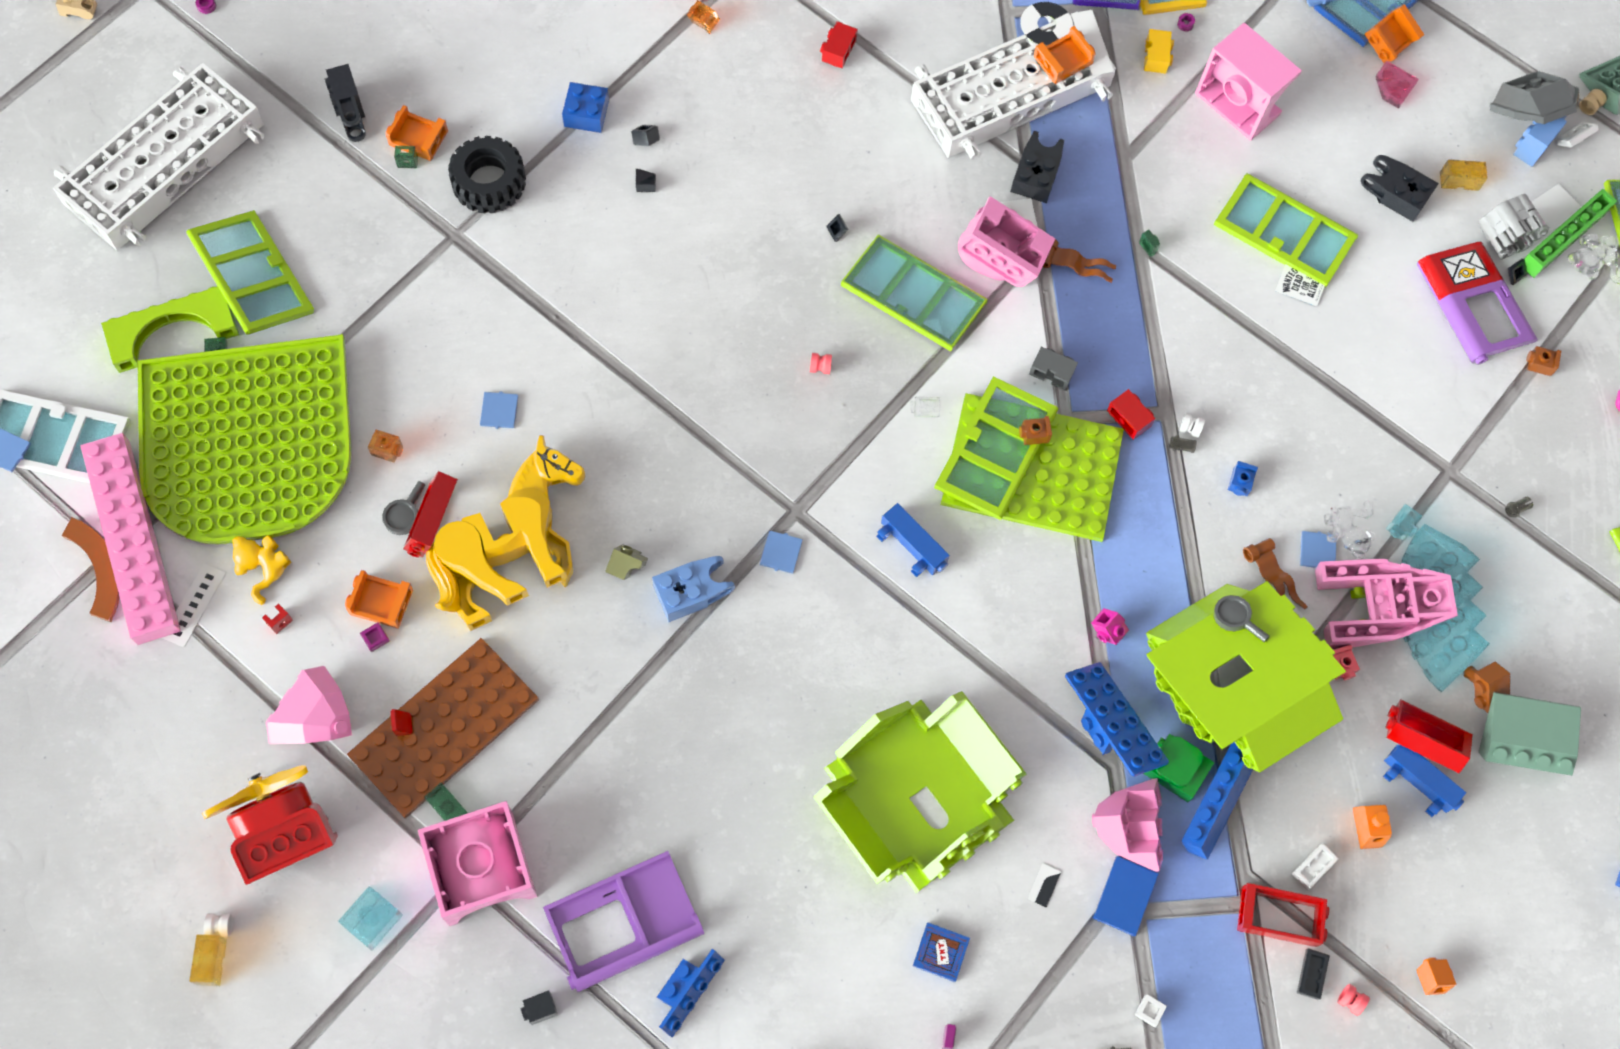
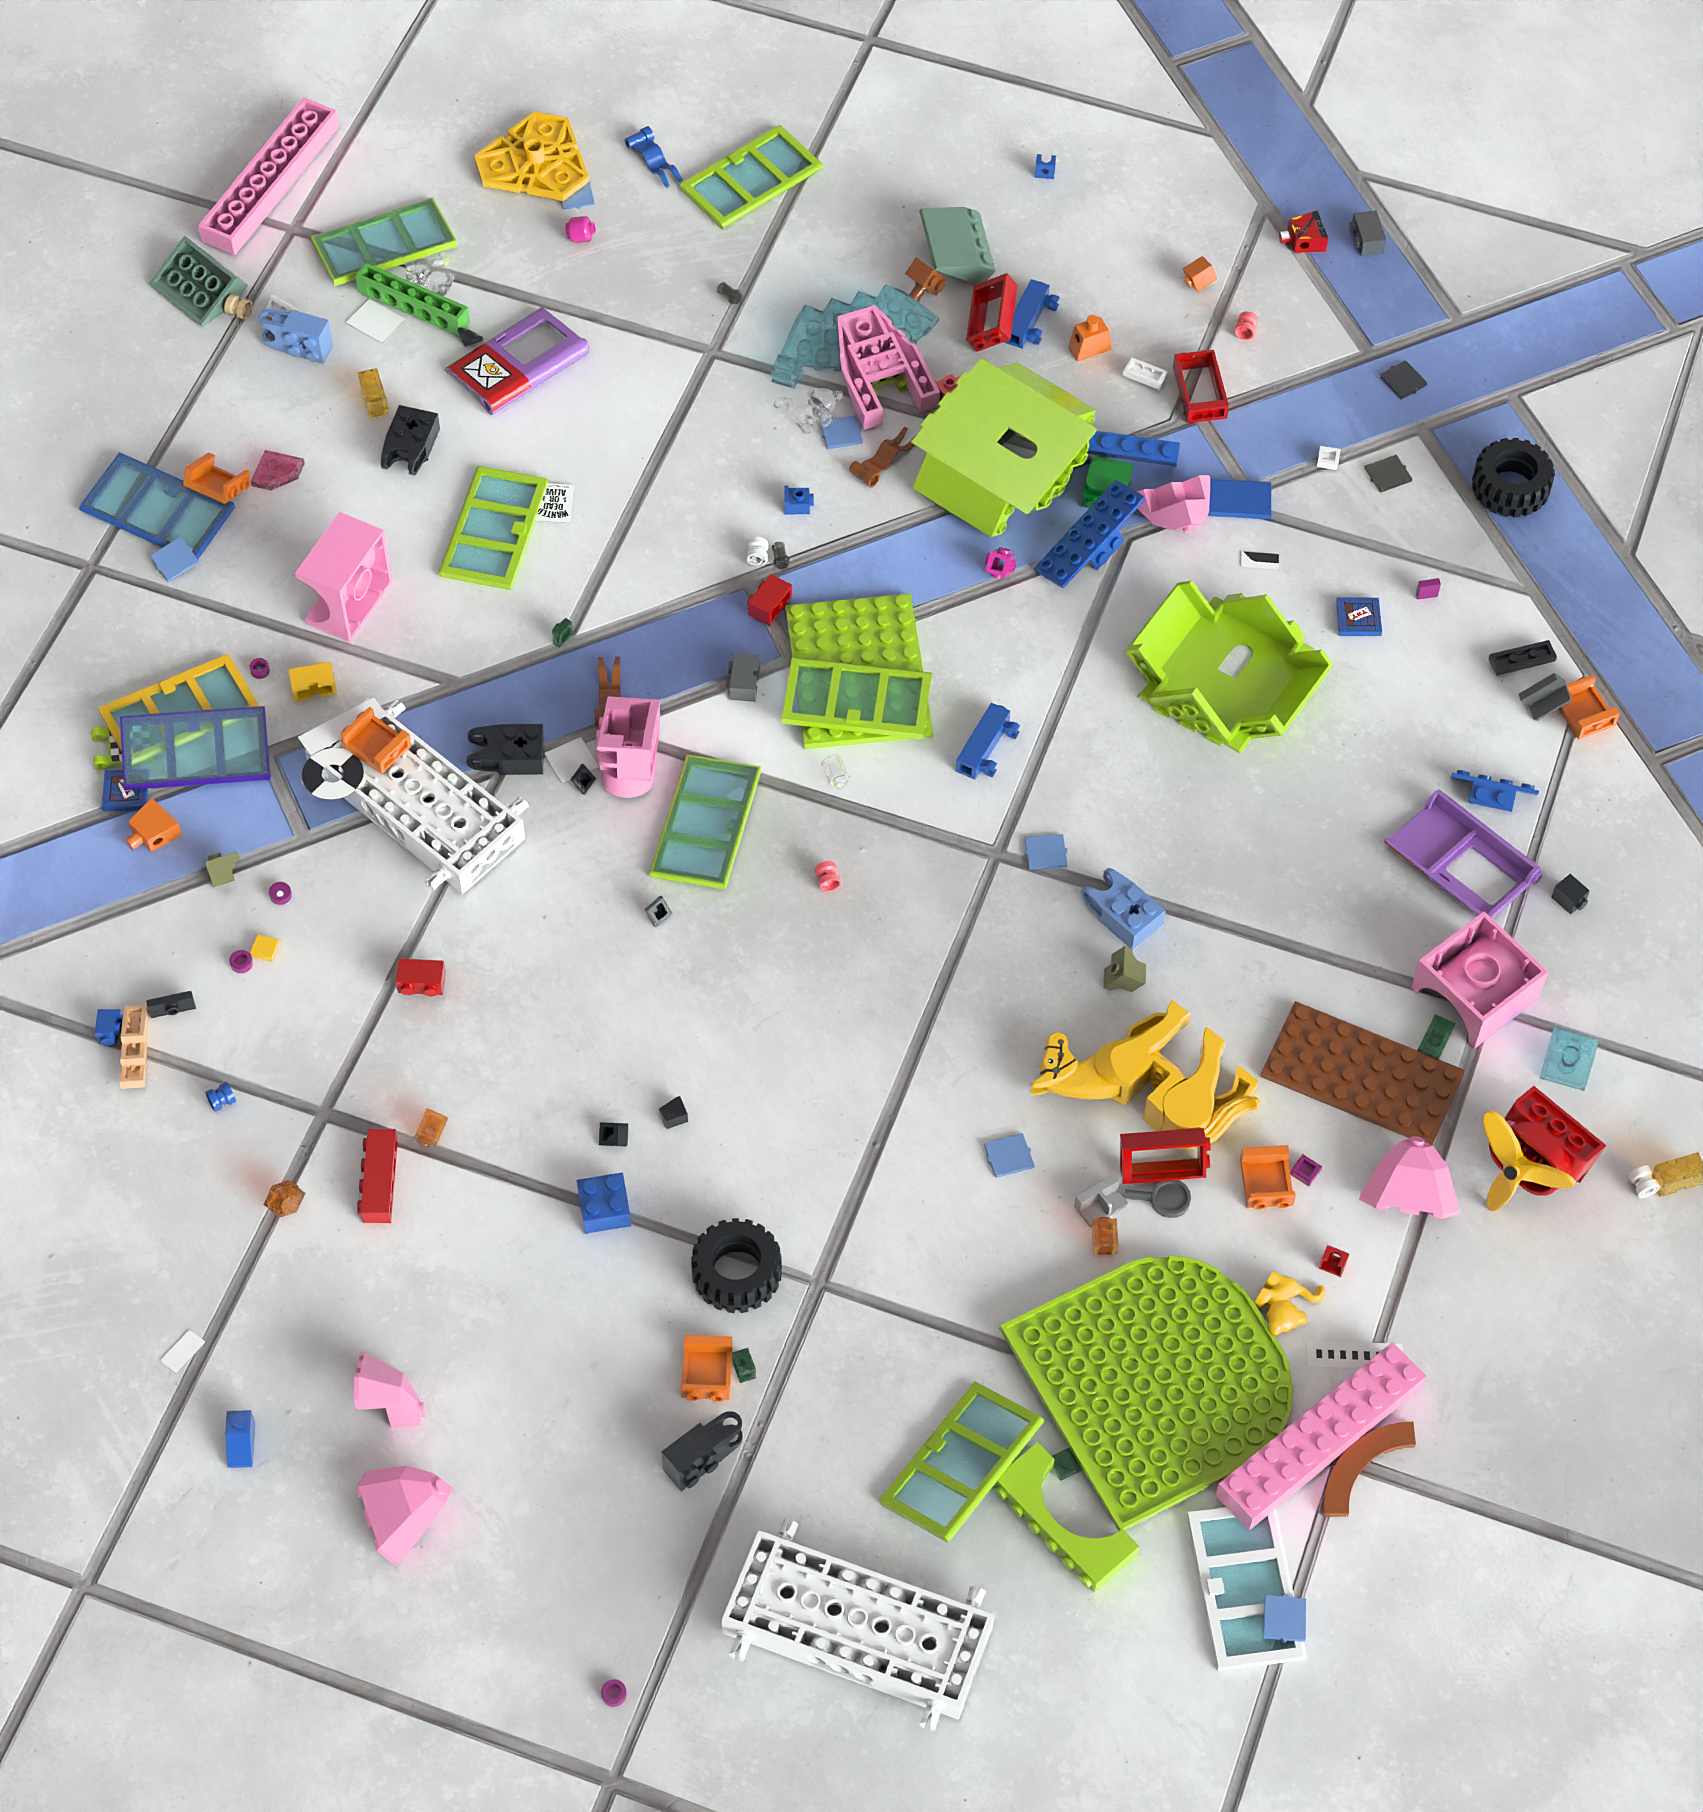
camera: 105 degrees left, 10 degrees down
(401, 722) = (1383, 1100): red slope -> none
(421, 460) = (1100, 1200): none -> light grey panel
(1038, 436) = (831, 661): dark orange brick -> none
(1235, 614) = (960, 455): dark grey piece -> none
(1313, 974) = (1238, 356): black plate -> none
(1510, 222) = (426, 339): light grey piece -> none
(1536, 98) = (272, 340): dark grey piece -> none
(1543, 360) = (564, 297): dark orange brick -> none

